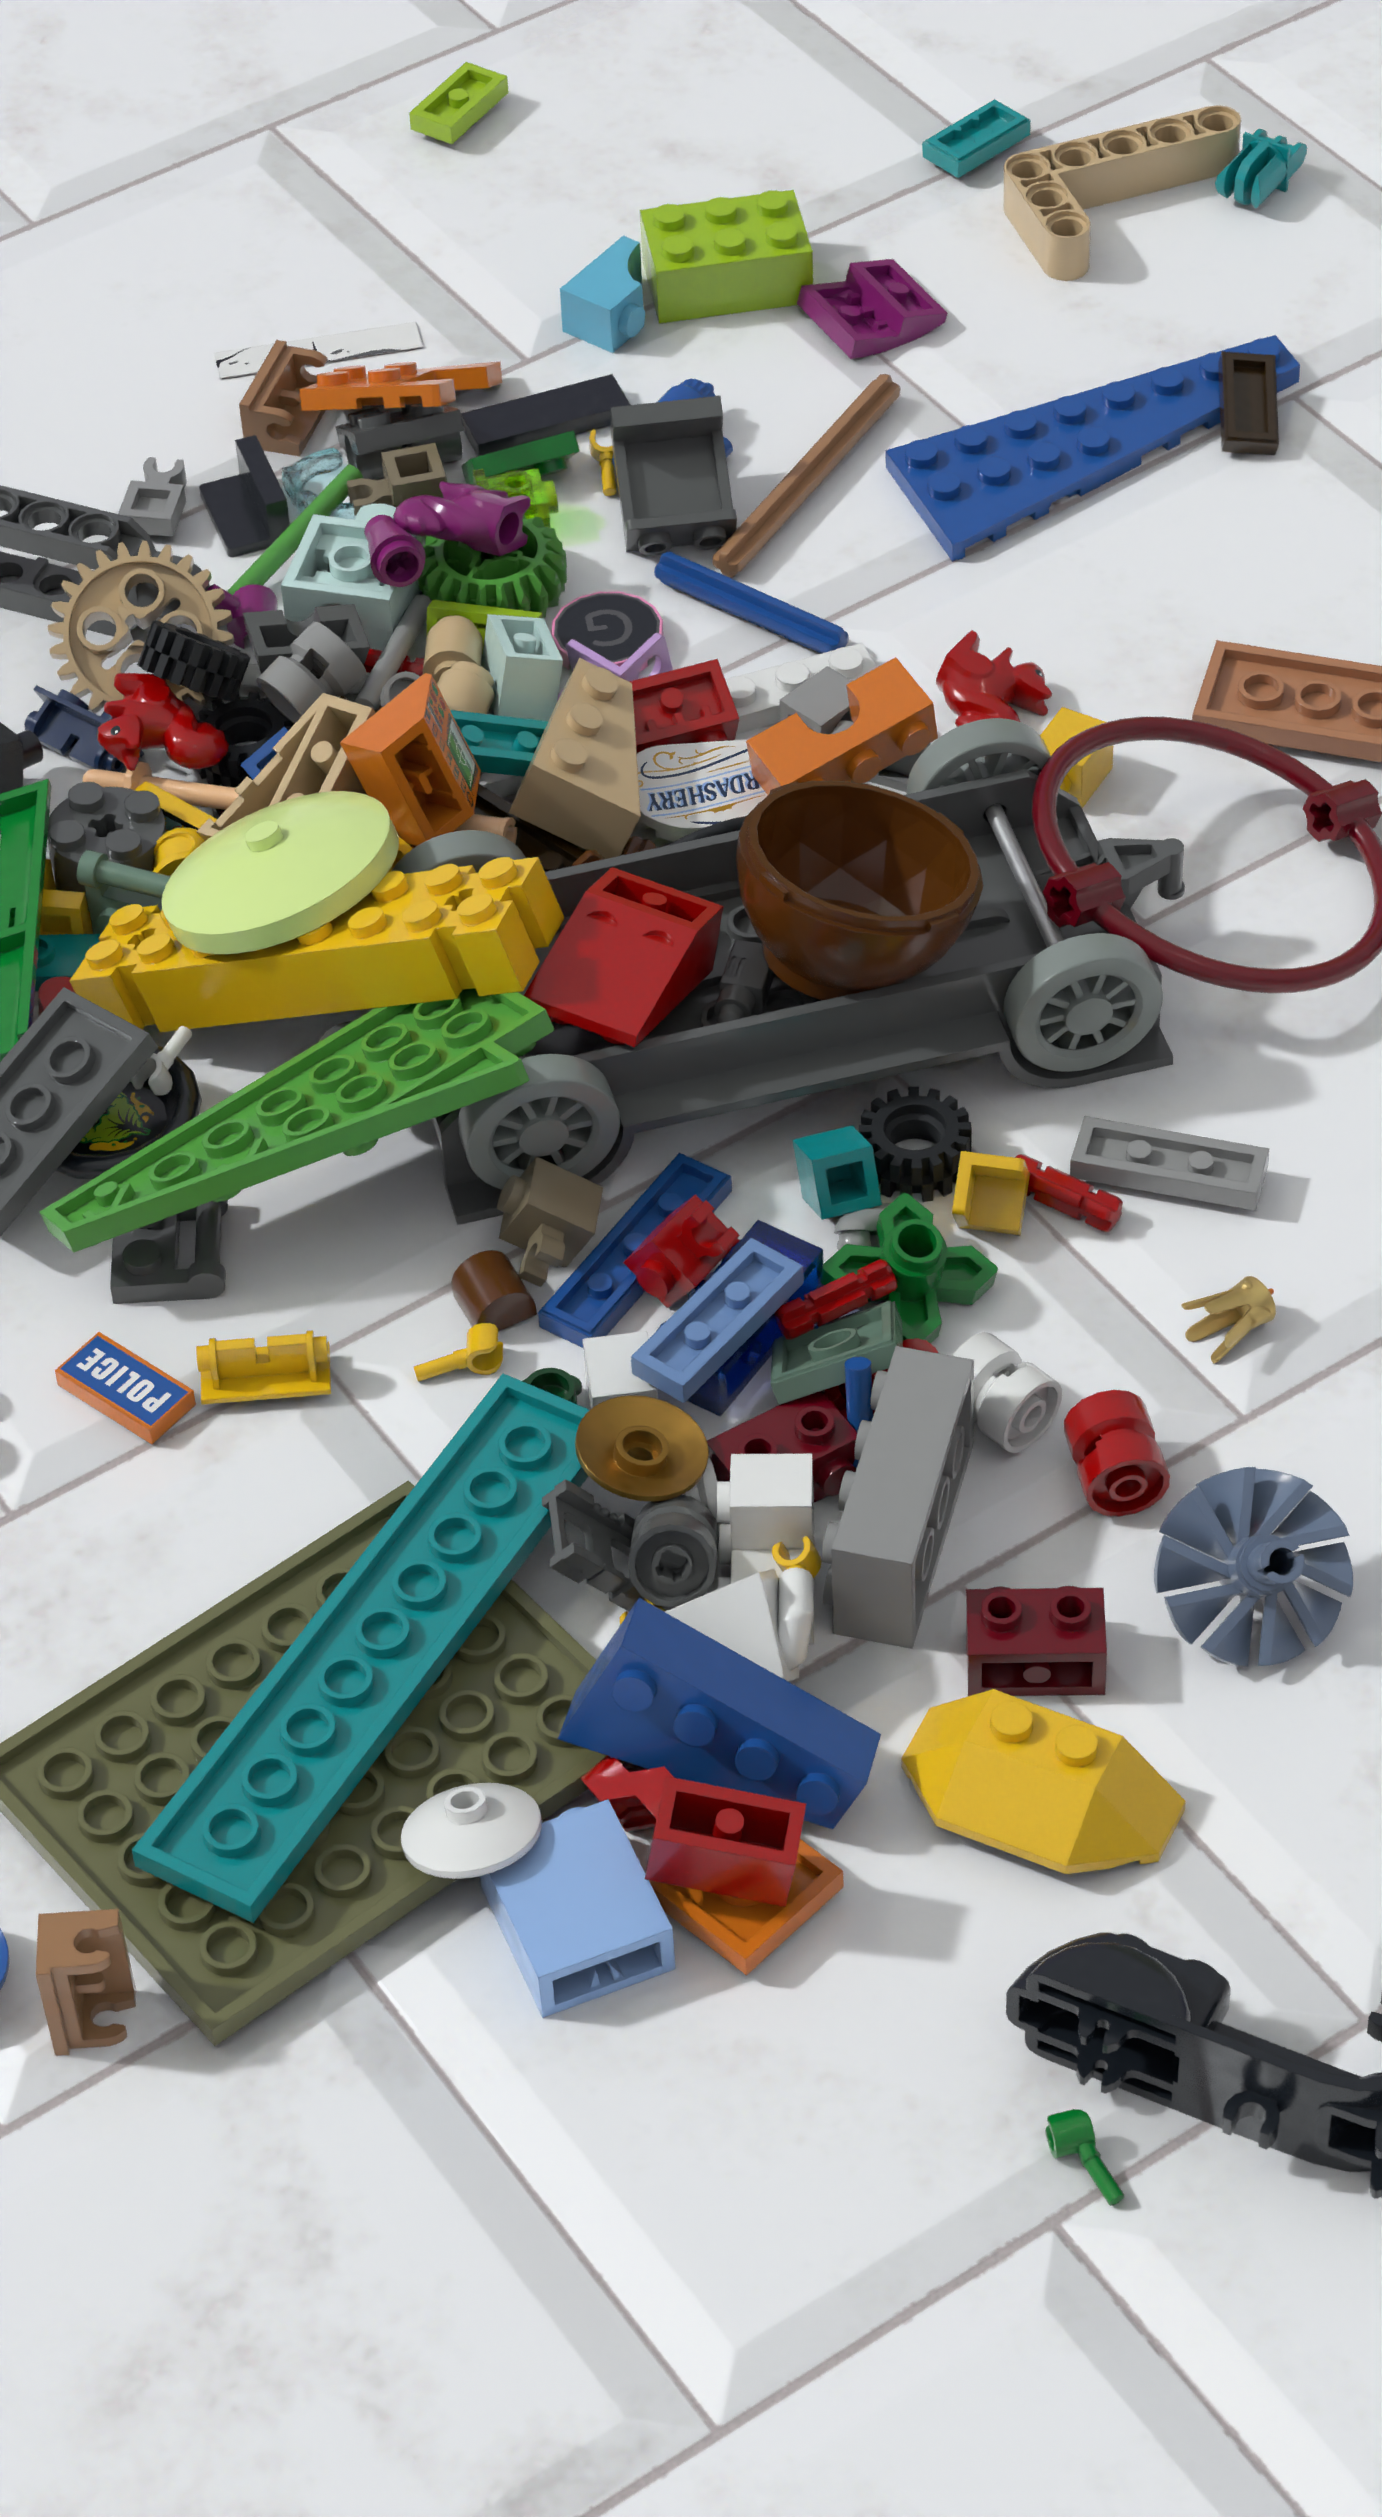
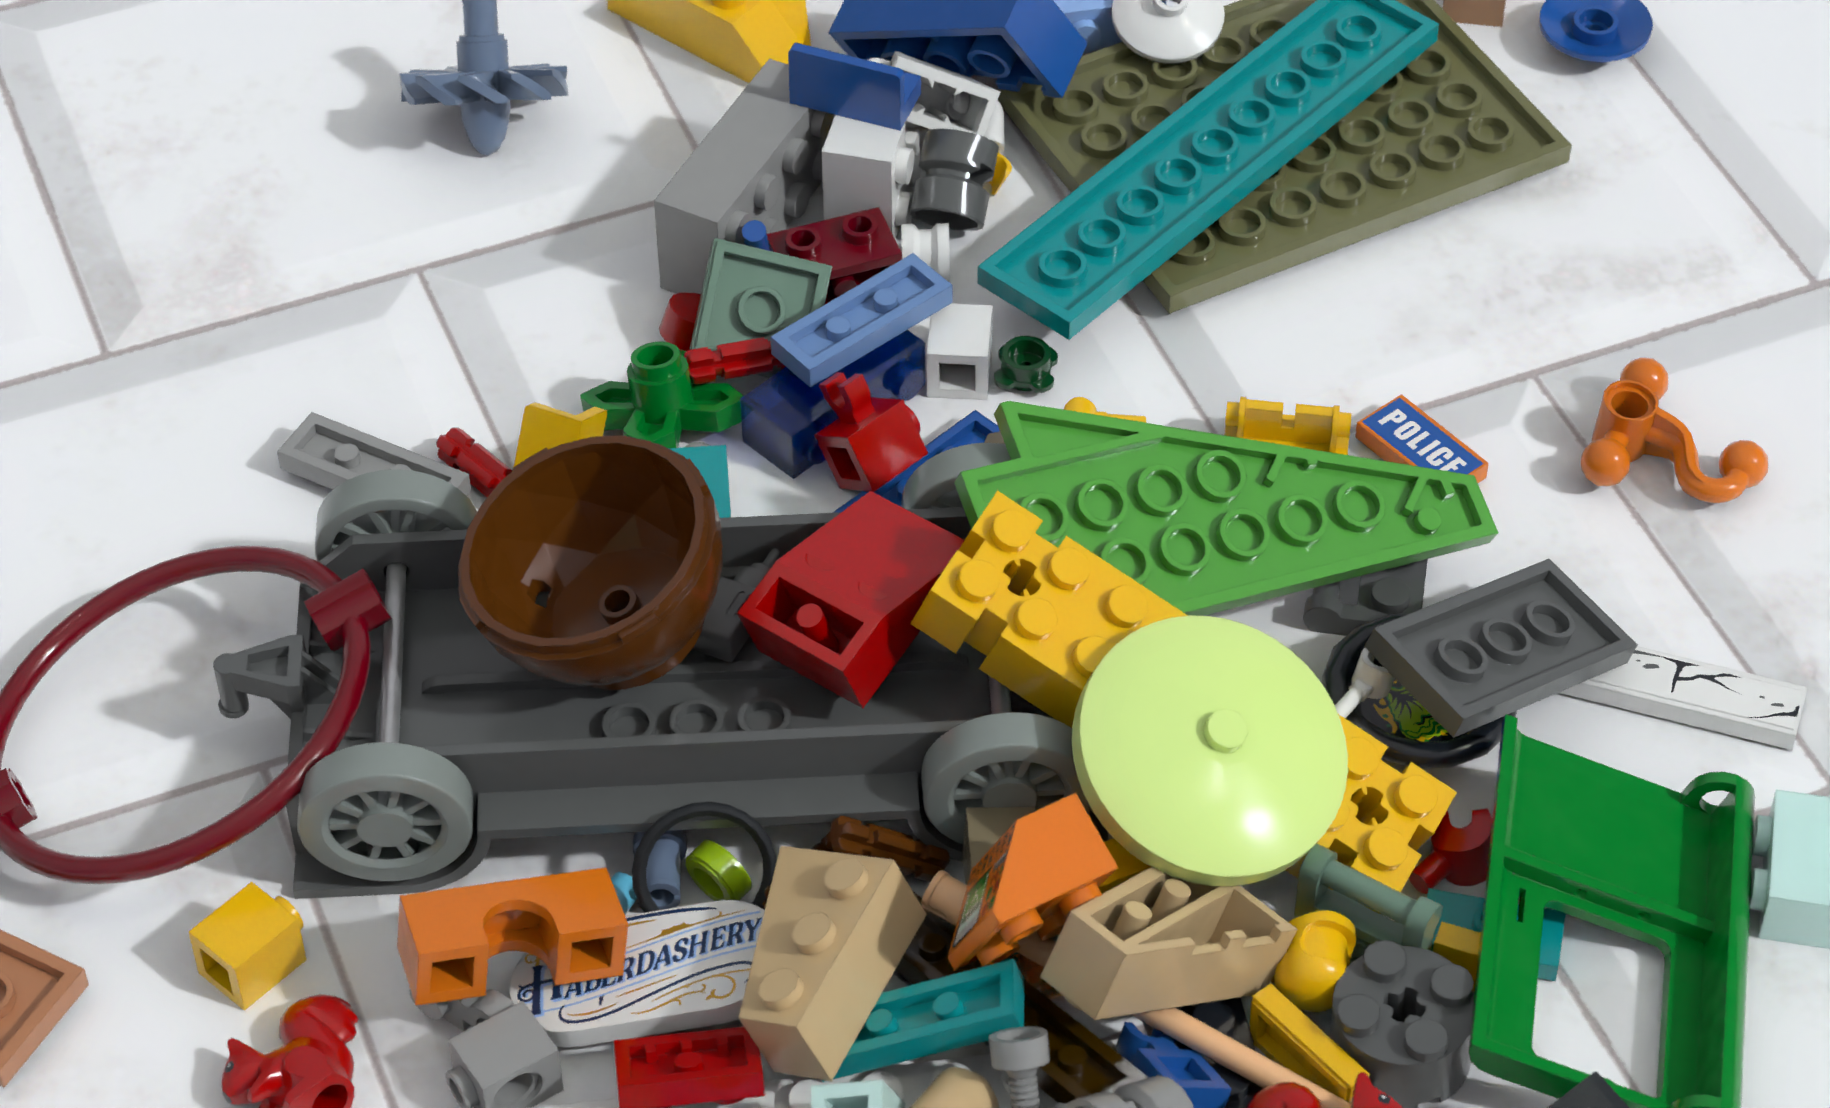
camera: 170 degrees left, 0 degrees up
(600, 1533) = (1020, 199): dark grey piece -> none
(641, 1448) = (962, 229): pearl gold dish -> none
(795, 1502) = (851, 86): none -> blue panel
(1010, 1396) = (625, 276): white wheel -> none
(1036, 1641) = (672, 96): dark red brick -> none
(1116, 1453) = (548, 213): red wheel -> none
(1244, 1305) = (377, 334): pearl gold piece -> none

